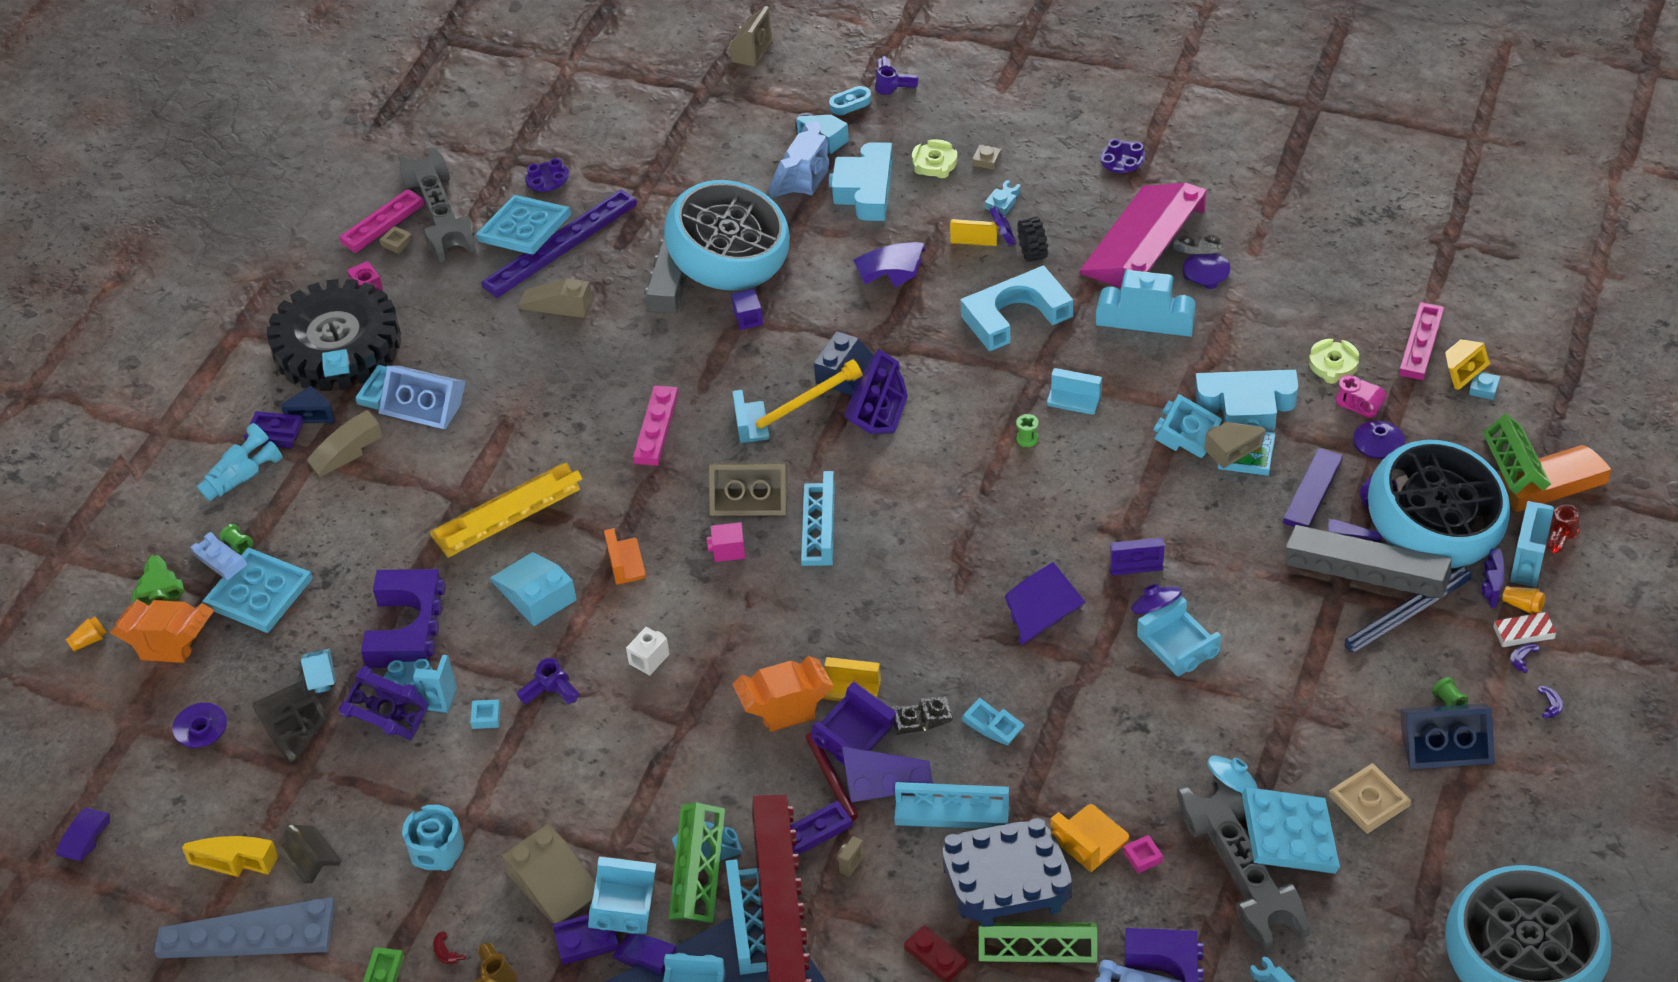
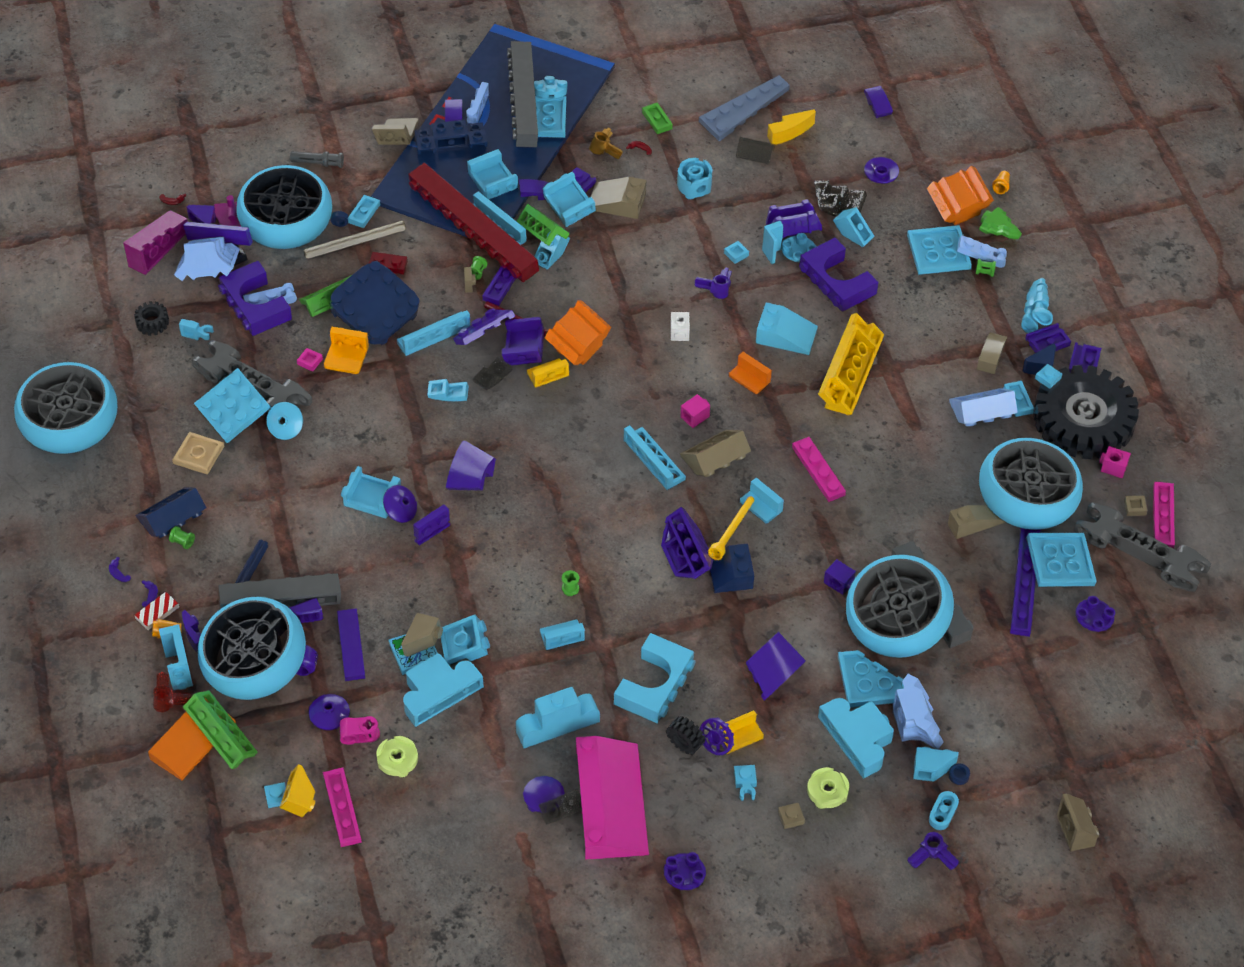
camera: 140 degrees right, 5 degrees up
(266, 390) = (1085, 356): none -> dark purple plate
(475, 286) = (1030, 483): none -> wheel
(812, 216) = (866, 680): none -> medium azure plate
(824, 870) = (477, 266): none -> bright green bush

